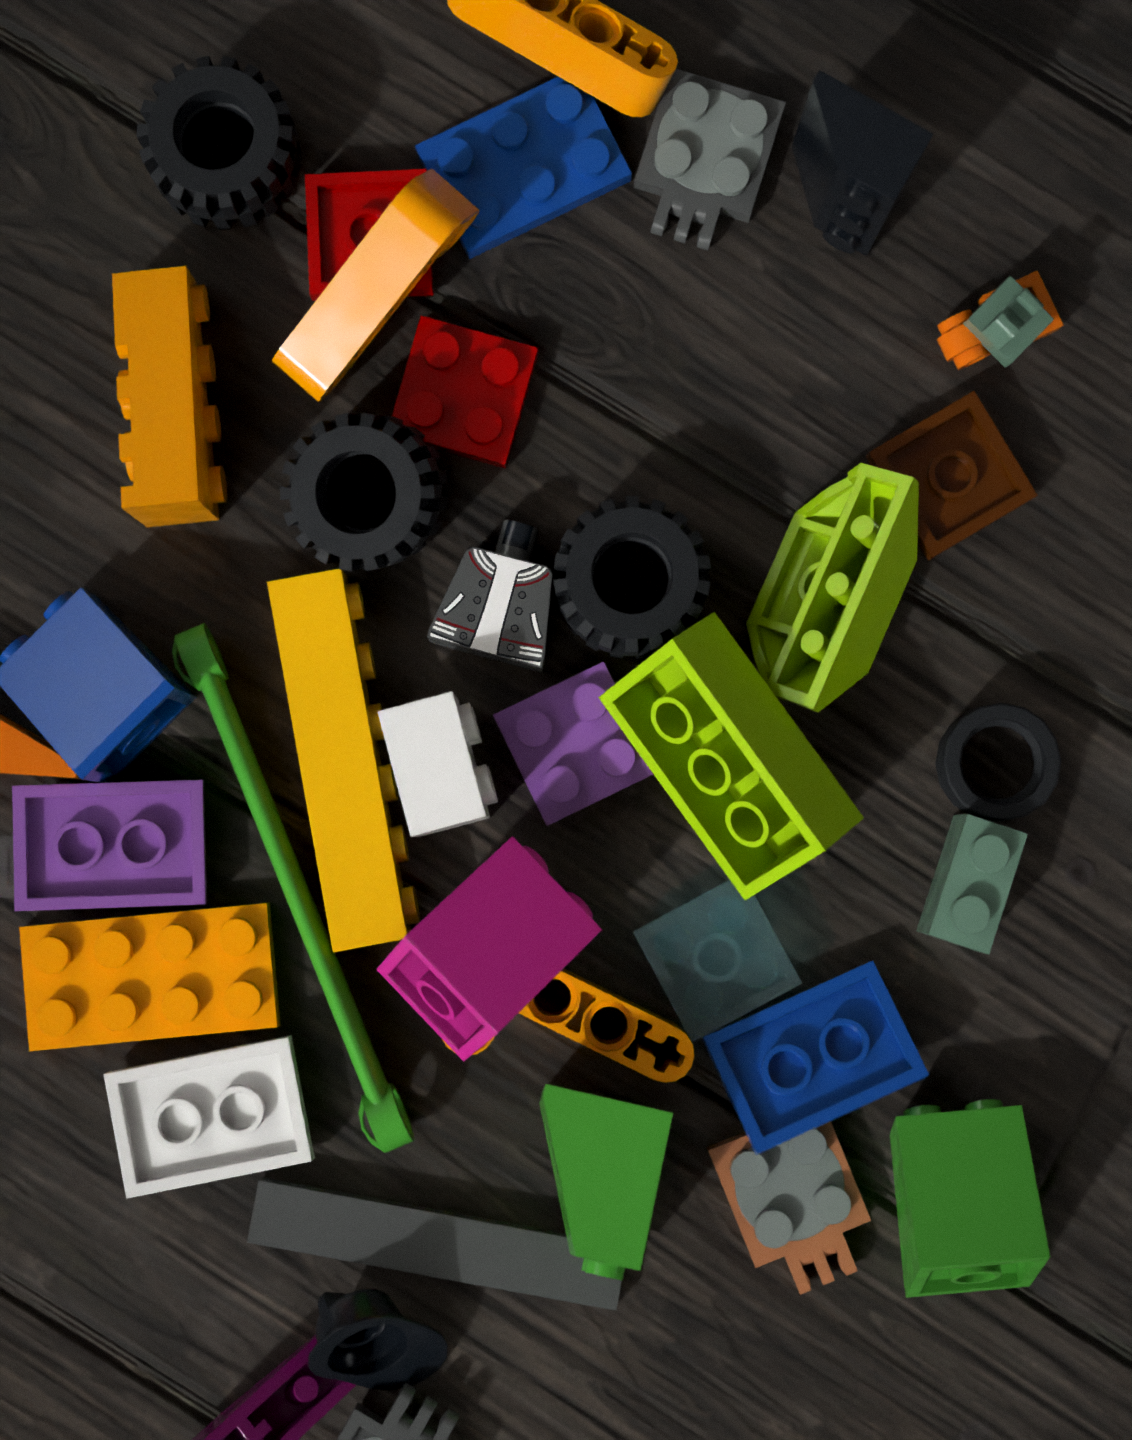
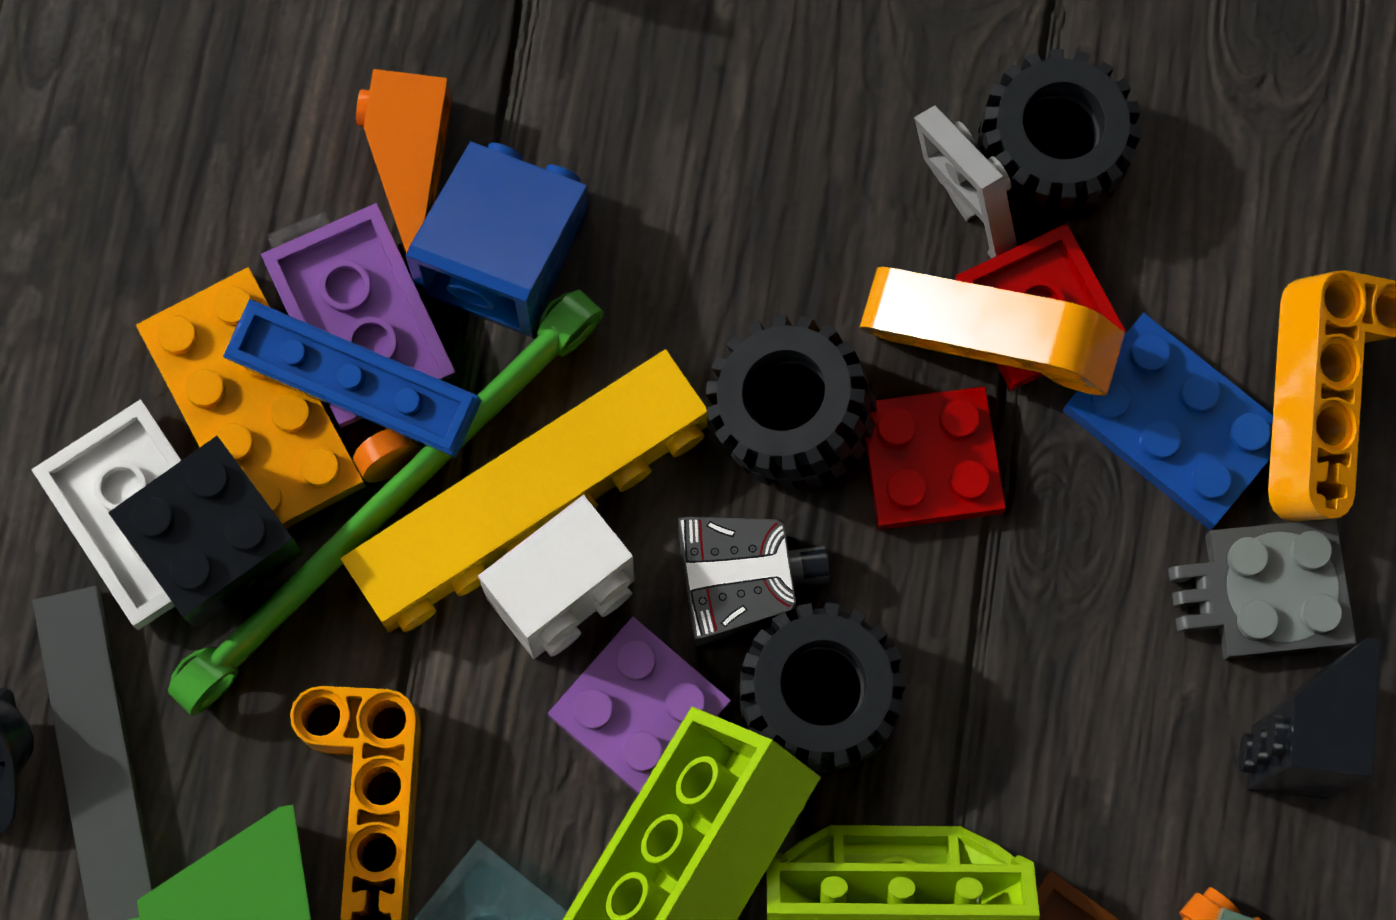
camera: 65 degrees right, 10 degrees down
(166, 398) = (796, 188): light orange wedge -> none
(170, 875) = (352, 378): none -> blue tile
(224, 240) = (973, 182): none -> light grey wing
(251, 872) = (384, 455): none -> orange tile
(258, 1065) = (205, 533): none -> black brick
(489, 948) = (404, 698): dark pink slope -> none

